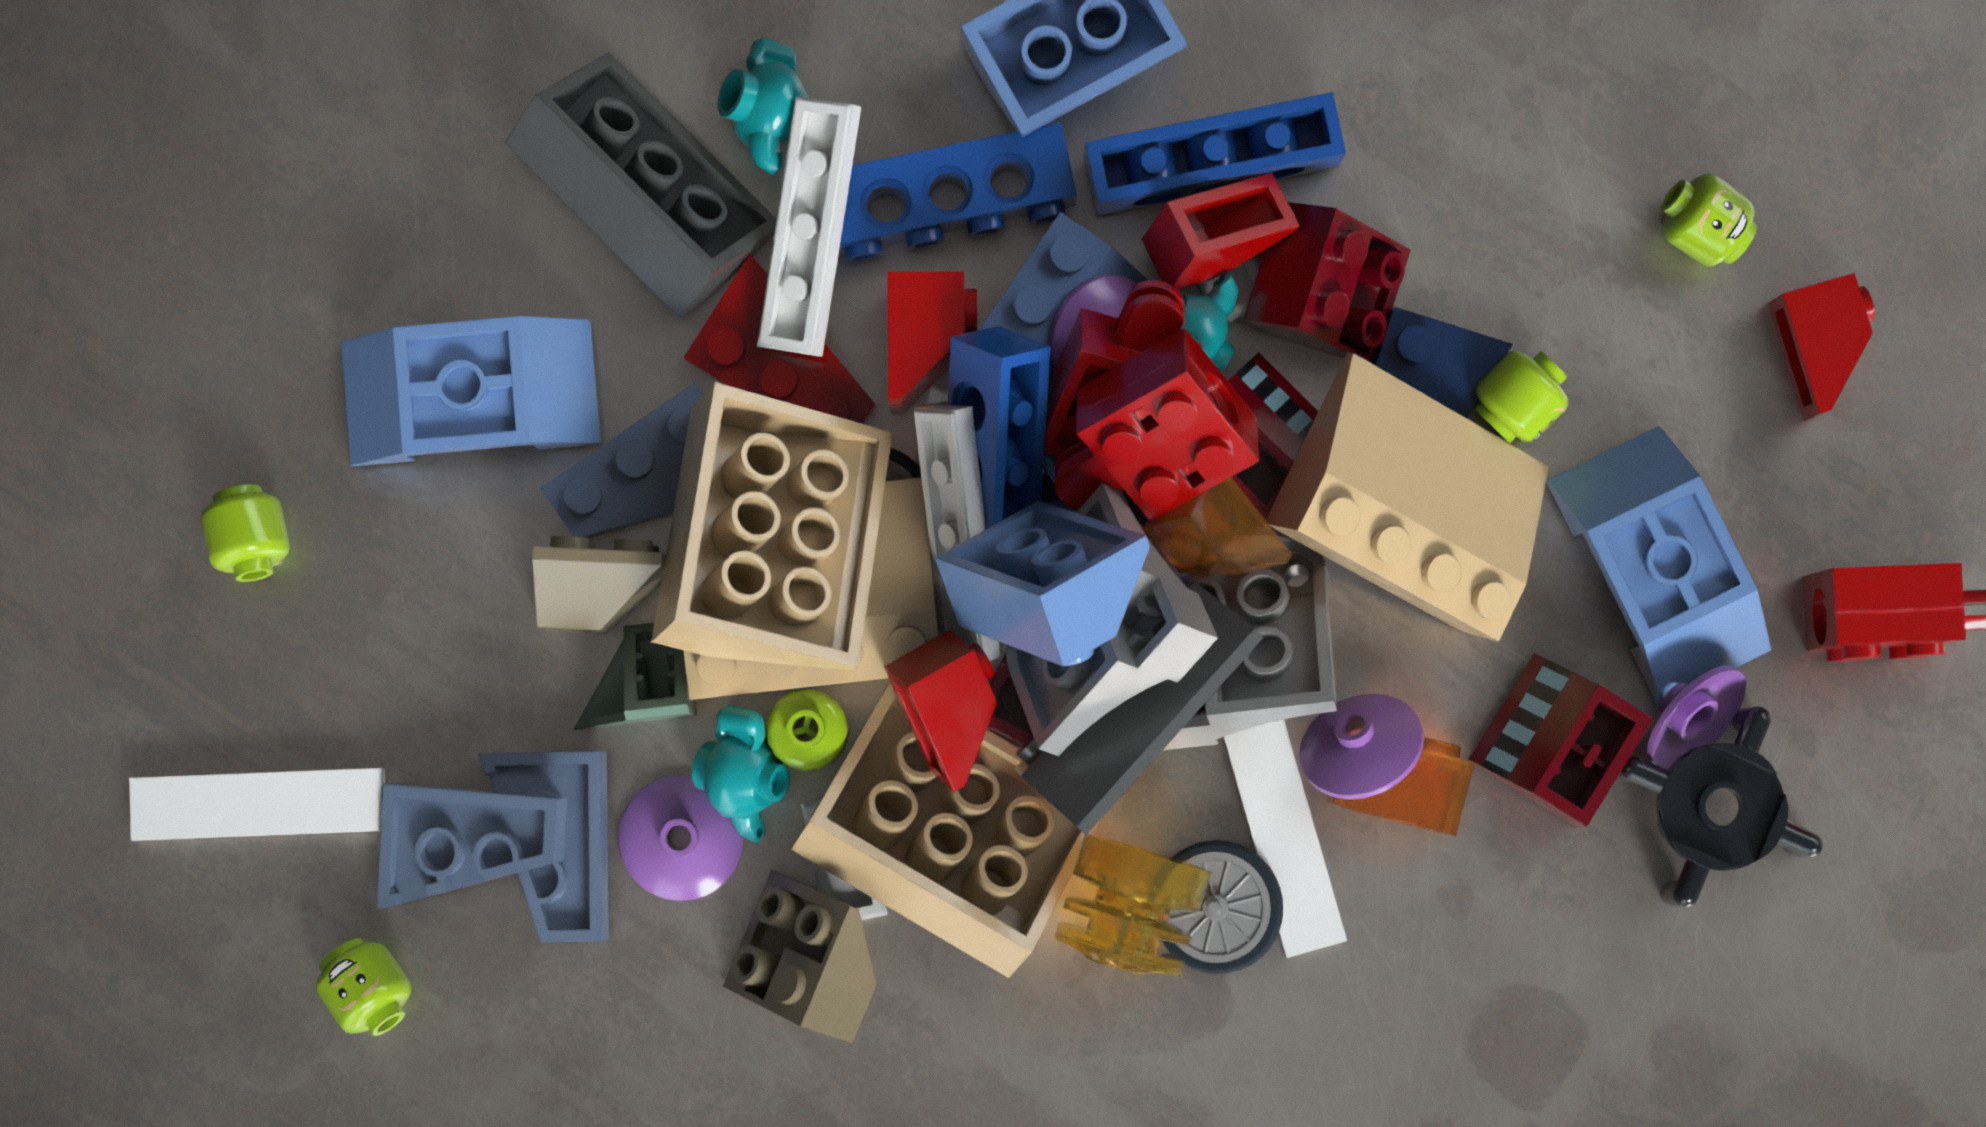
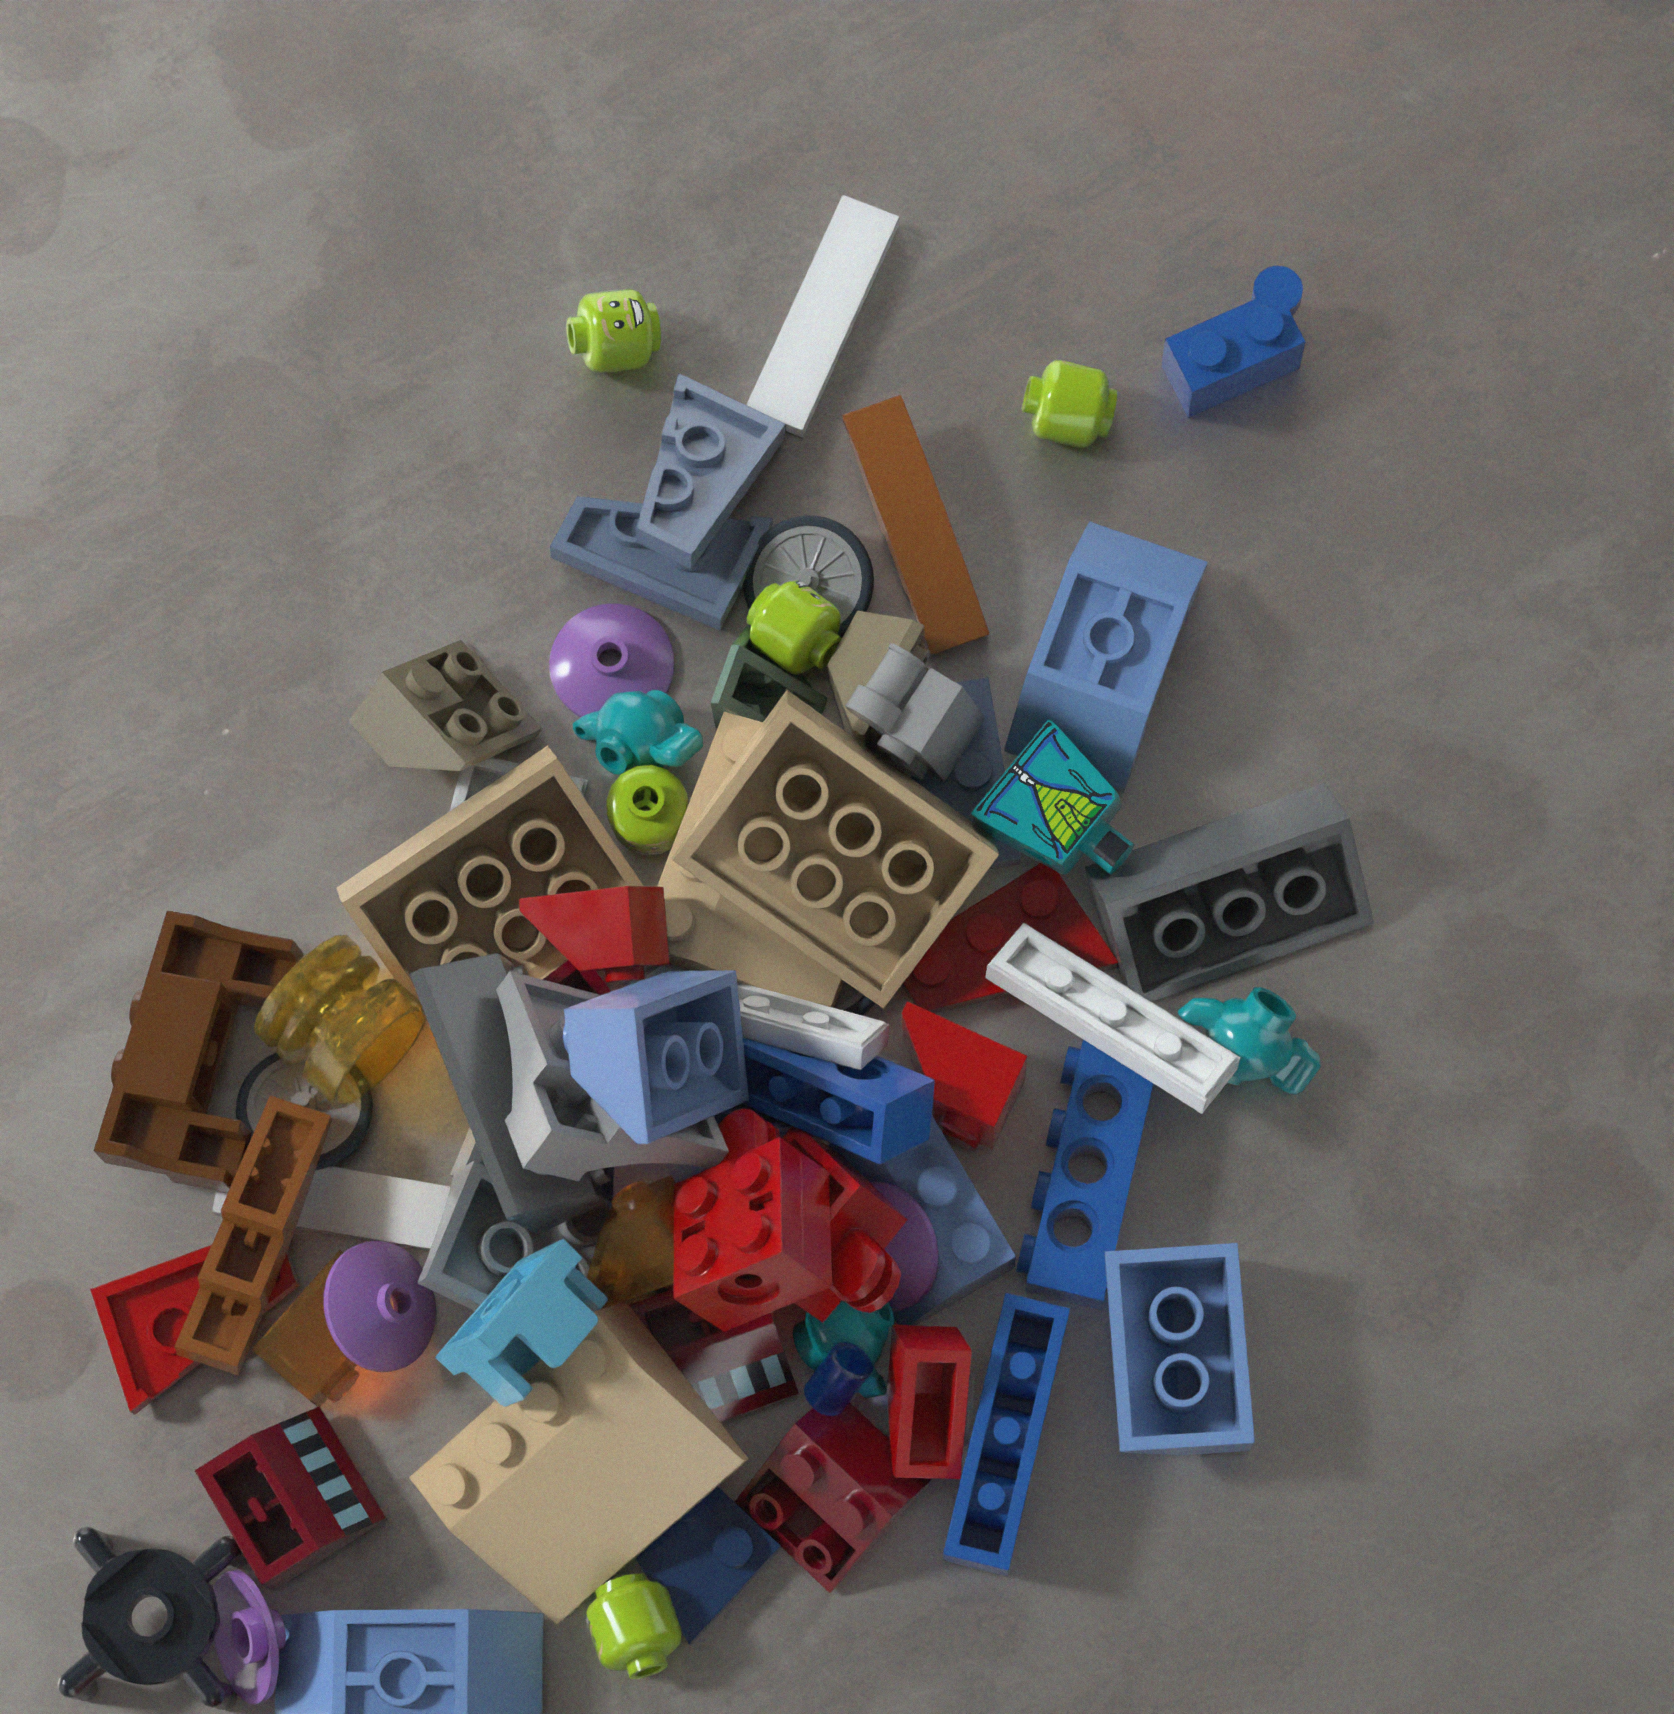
camera: 125 degrees right, 10 degrees down
(118, 400) = (1238, 346): none -> blue hinge
(424, 620) = (915, 524): none -> dark orange slope
(523, 692) = (820, 556): none -> light grey wheel
(576, 679) = (794, 626): none -> lime head
(618, 520) = (918, 713): none -> light grey hinge
(640, 360) = (1055, 806): none -> torso
(1223, 1042) = (177, 1048): none -> reddish brown bracket
(1239, 312) = (838, 1379): none -> clear blue hinge
(1321, 596) = (531, 1315): none -> medium azure panel
(1354, 886) = (253, 1235): none -> dark orange slope
(1439, 917) = (146, 1315): none -> red wing

